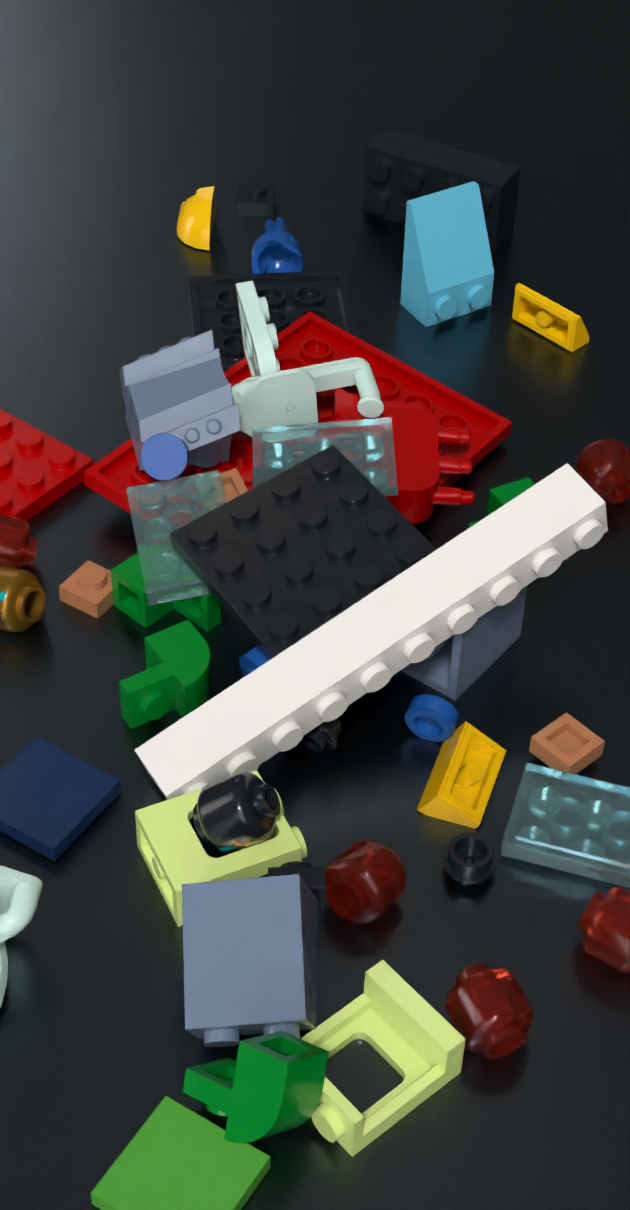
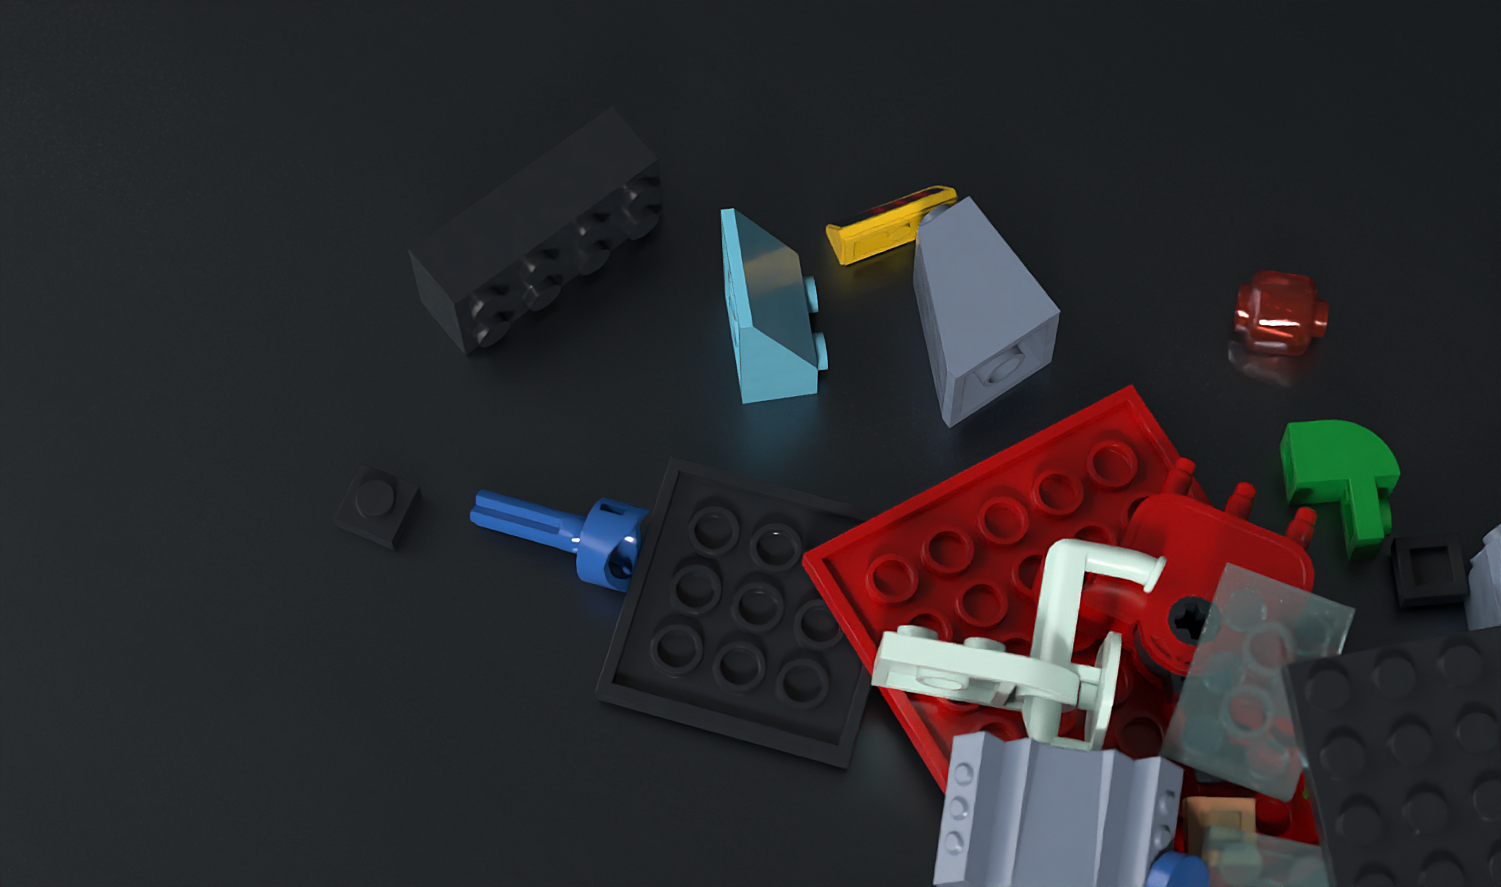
camera: 65 degrees left, 25 degrees up
(197, 219) = (418, 621): yellow brick -> none
(503, 339) = (978, 310): none -> sand blue slope

